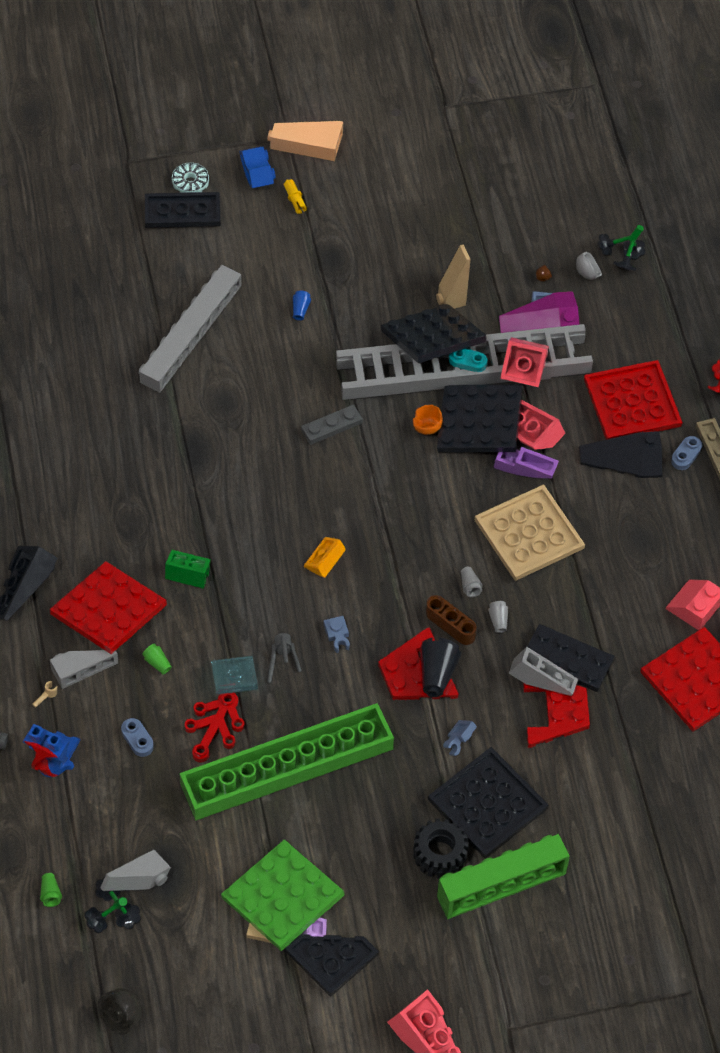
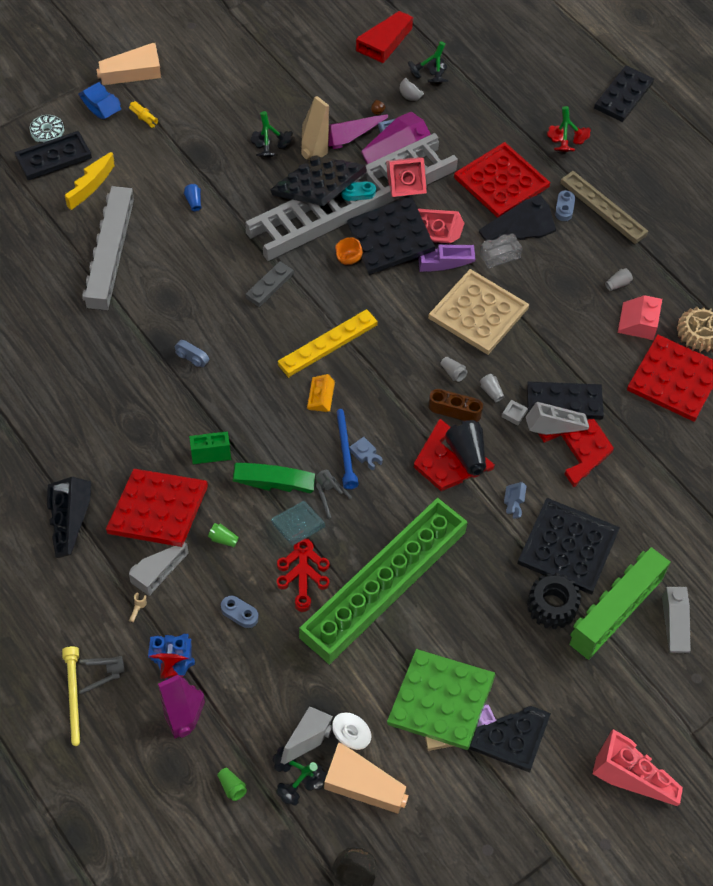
camera: 25 degrees left, 0 degrees up
(36, 798) = (181, 705): none -> magenta wedge
(168, 936) = (363, 781): none -> light nougat slope
(182, 888) = (351, 731): none -> white dish
(212, 247) = (93, 178): none -> yellow slope
(218, 469) = (191, 353): none -> sand blue plate
(234, 621) = (273, 476): none -> green slope
(306, 653) = (349, 480): none -> blue piece
(358, 507) = (327, 343): none -> yellow plate
(403, 267) = (262, 139): none -> black plant
(487, 289) = (346, 132): none -> magenta wedge
(507, 649) = (514, 412): none -> light grey plate
(554, 916) = (677, 619): none -> light grey slope
(587, 476) = (500, 250): none -> clear brick
(594, 196) = (385, 37): none -> red slope
(696, 554) = (619, 279): none -> light grey cone

